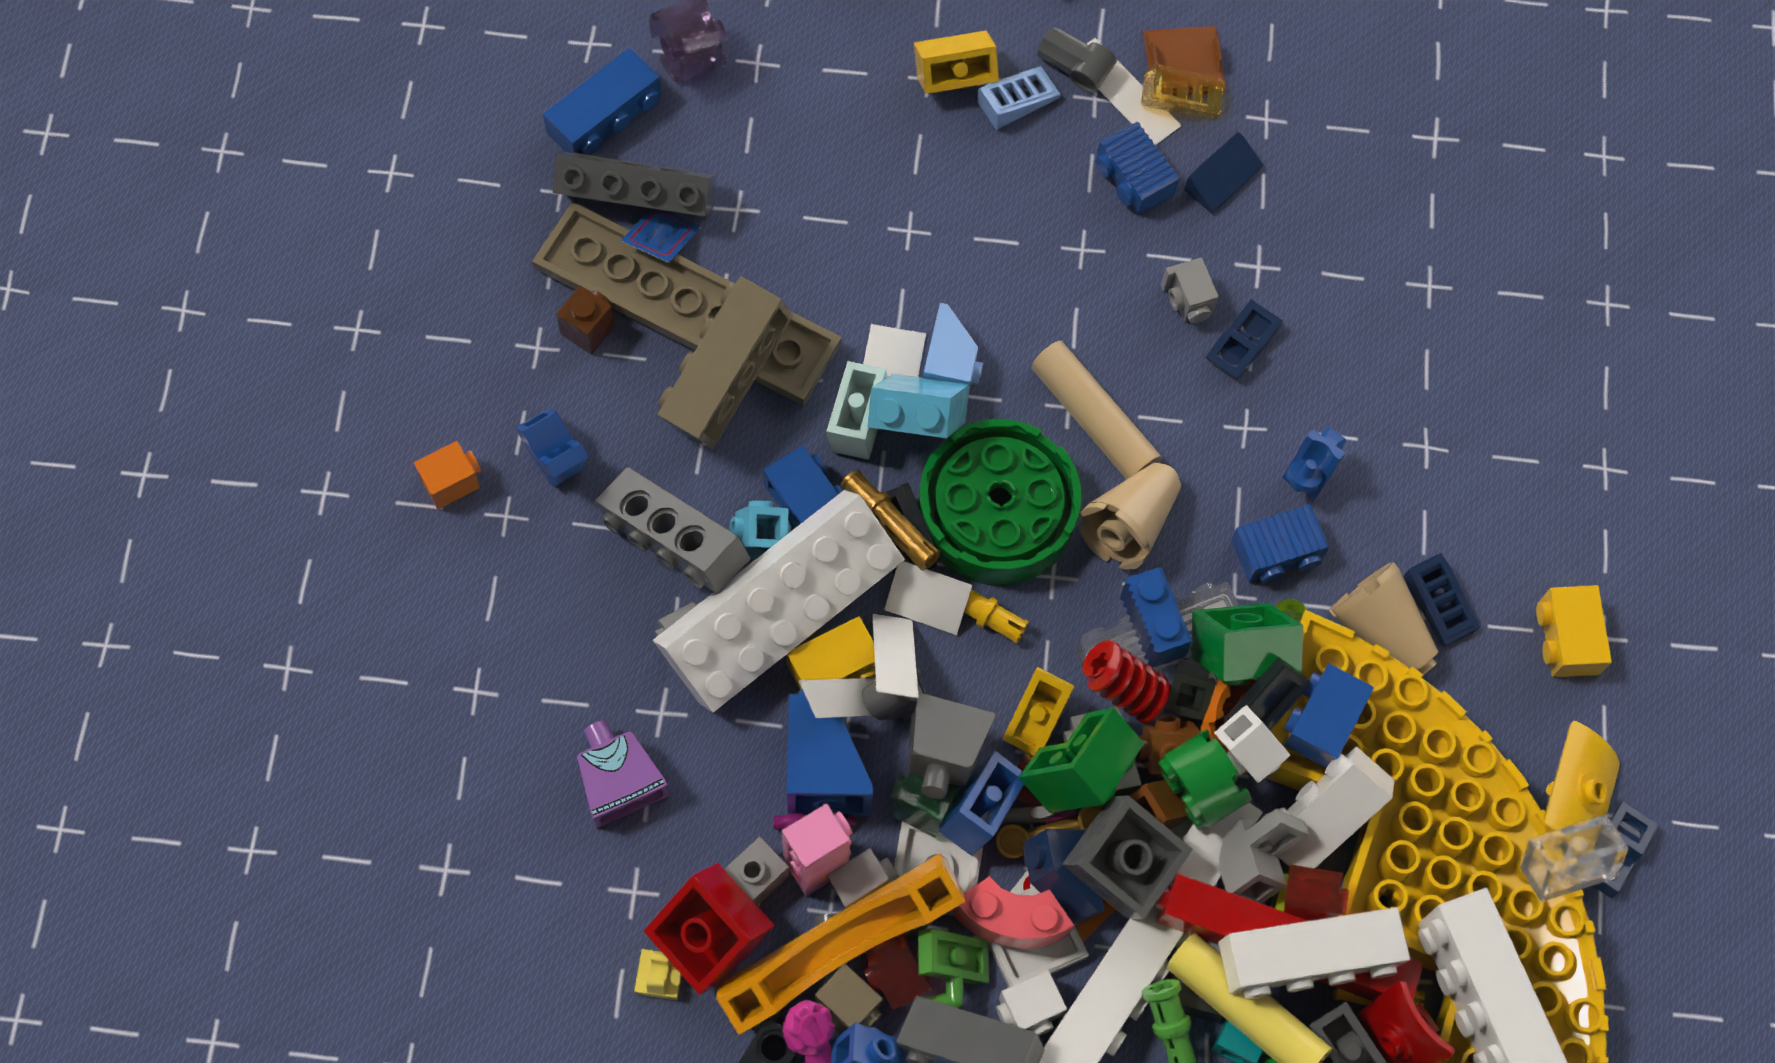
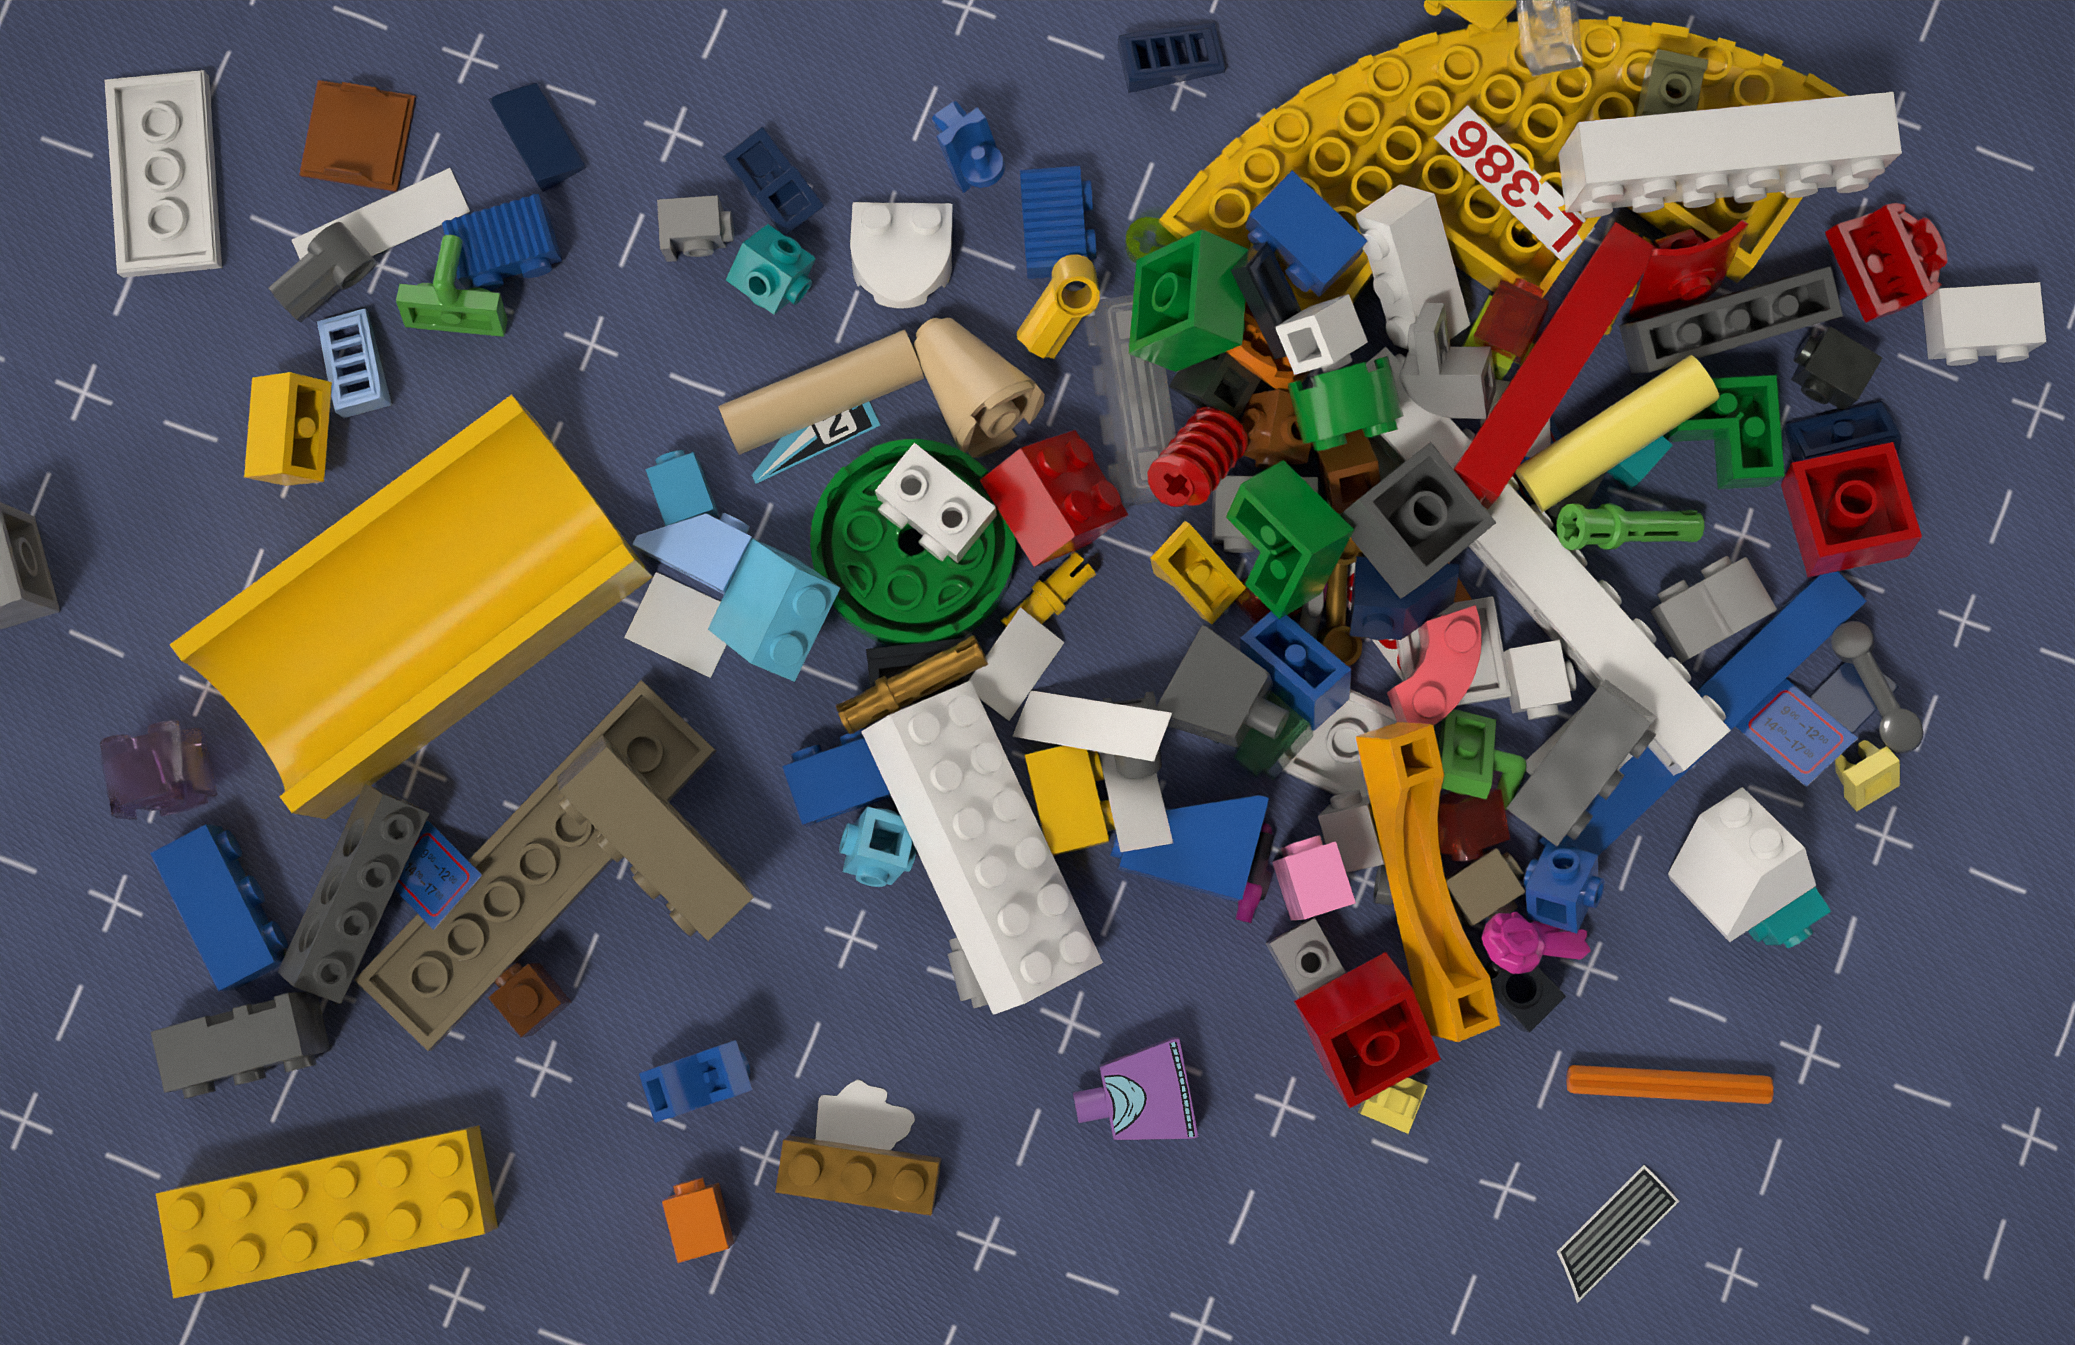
camera: 70 degrees left, 15 degrees up
(402, 226) = (326, 1211): none -> yellow brick
(507, 578) = (858, 1175): none -> pearl gold brick
(509, 141) = (241, 1044): none -> dark grey wedge
(550, 577) = (862, 1118): none -> white sticker
(672, 531) = (792, 994): dark grey brick -> none
(849, 418) = (748, 688): light aqua brick -> none
(854, 173) = (414, 608): none -> yellow piece
(993, 330) = (681, 487): none -> dark azure brick
(1031, 496) = (934, 504): none -> white brick
(1060, 420) = (816, 439): none -> sticker
(1064, 587) = (1054, 497): none -> red brick
(1076, 145) = (451, 309): none -> bright green plate
(1154, 98) = (394, 180): clear yellow slope -> none
(1155, 617) = (1127, 399): blue brick -> none
(1176, 350) = (771, 270): none -> teal brick
(1214, 560) = (1060, 309): none -> yellow piece
(1222, 441) = (901, 250): none -> white slope
(1314, 951) = (1587, 341): white brick -> none
(1387, 615) = (1183, 127): tan cone -> none
(1431, 867) = (1512, 182): none -> white sticker
(1561, 976) = (1671, 73): none -> olive brick

